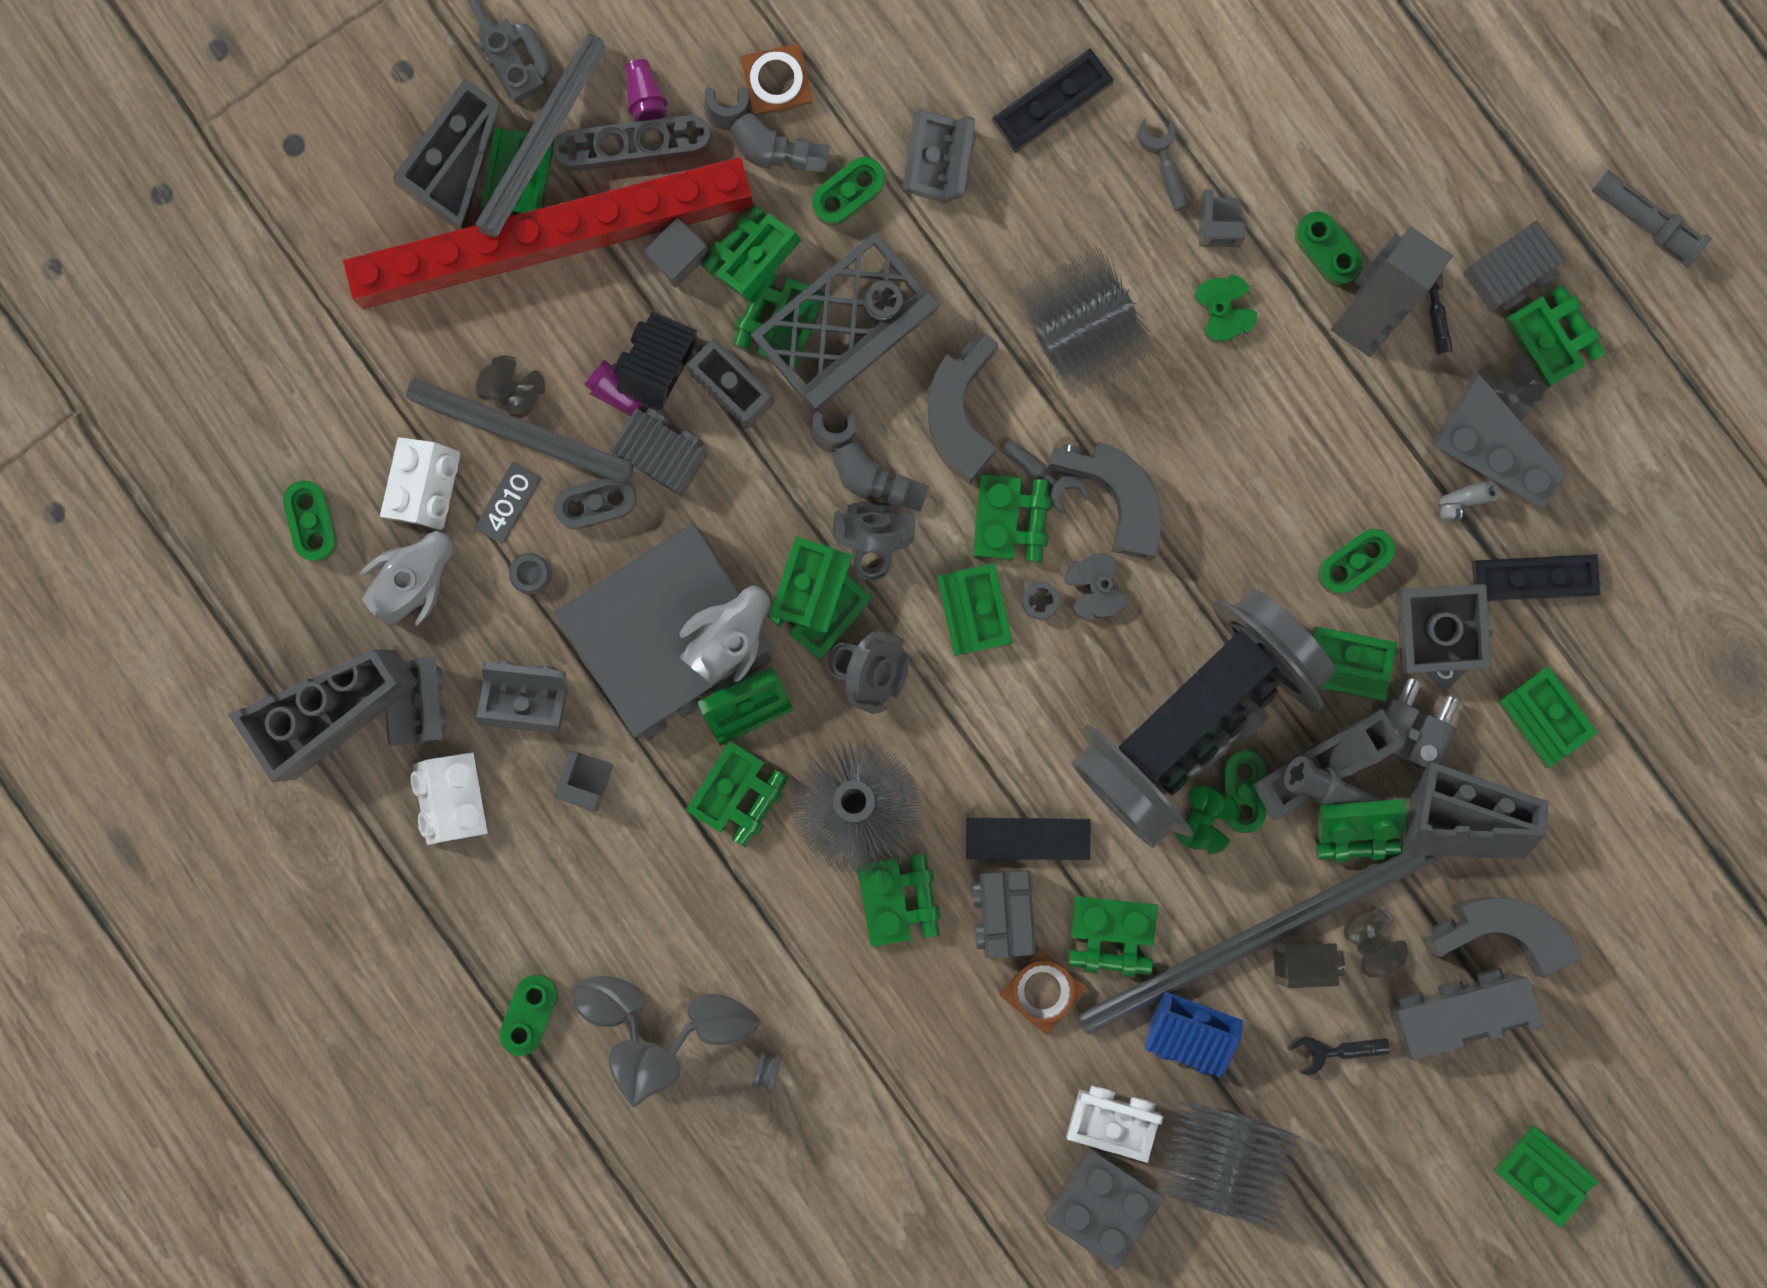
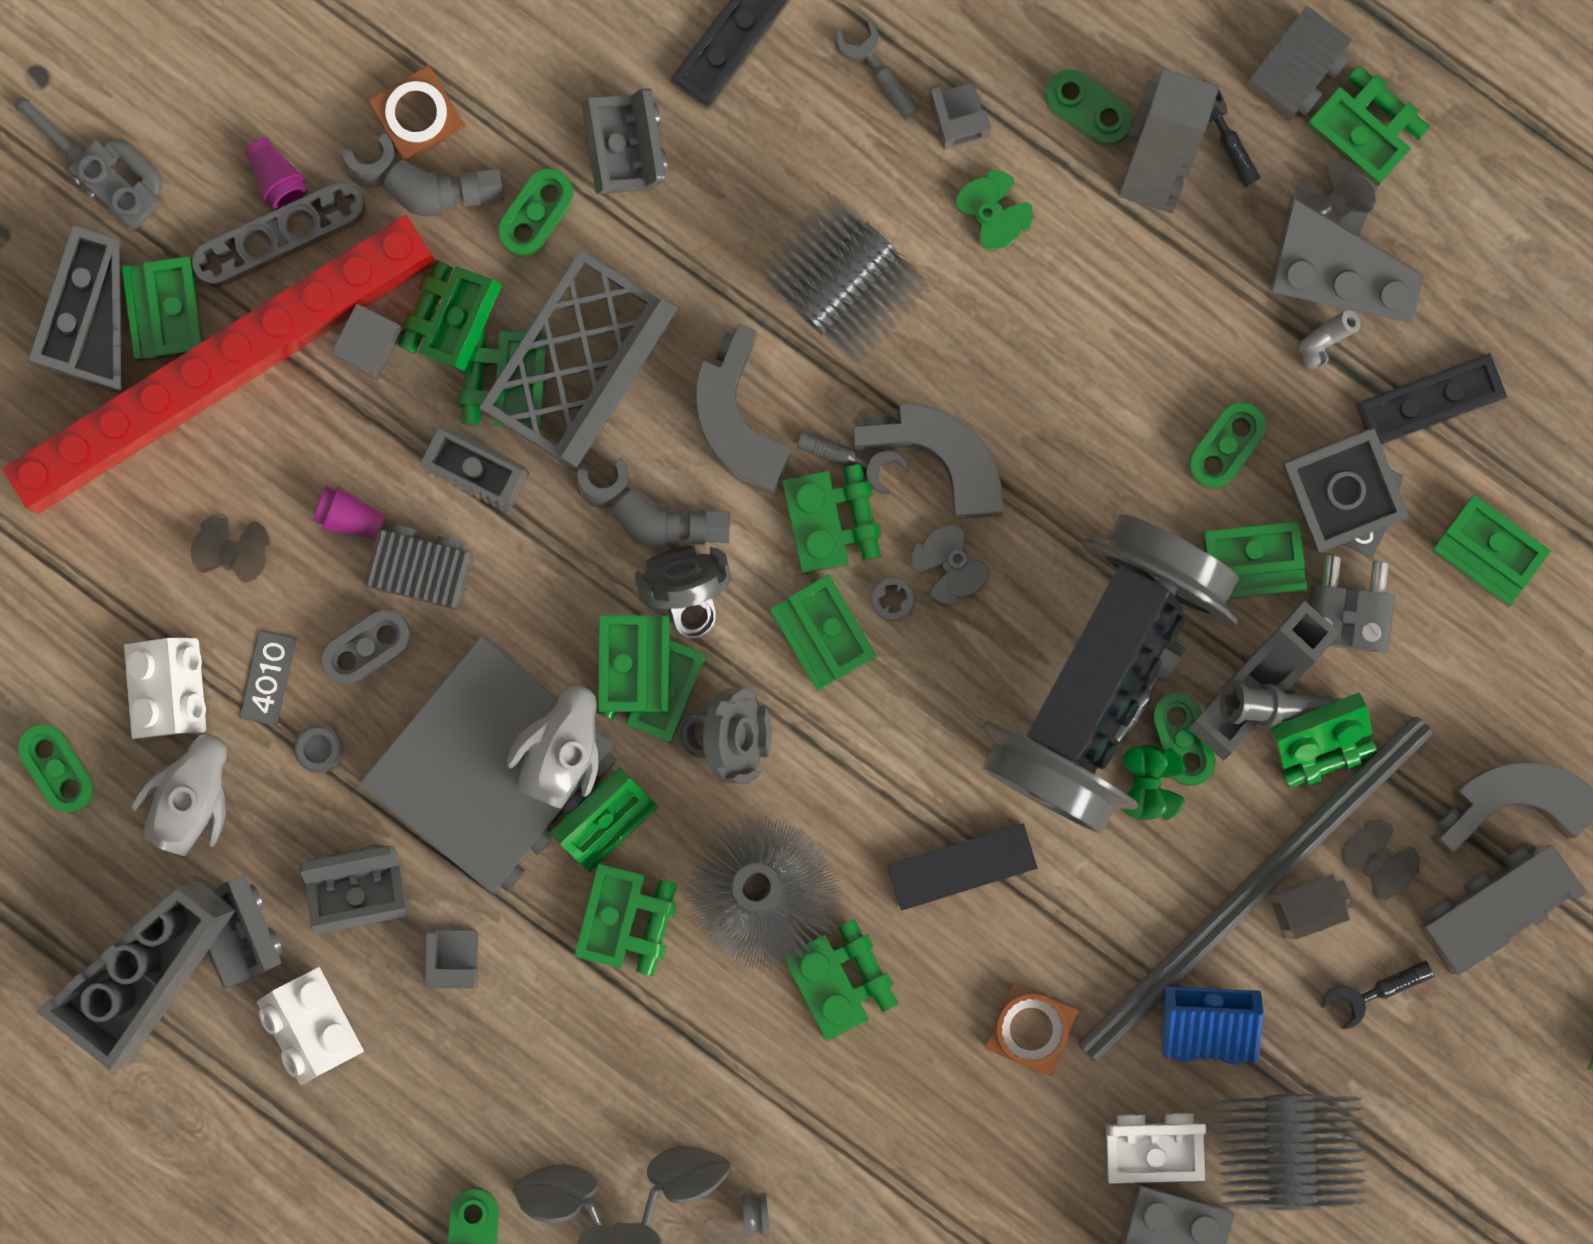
camera: 10 degrees left, 0 degrees up
(519, 431) = (257, 595): dark grey axle -> none
(540, 136) = (176, 261): dark grey axle -> none
(655, 359) = (383, 468): black brick -> none
(888, 312) = (604, 312): dark grey bush -> none
(1005, 914) = (963, 956): dark grey brick -> none
(1113, 922) = (1087, 928): green plate -> none
(1471, 817) = (1440, 688): dark grey wedge -> none

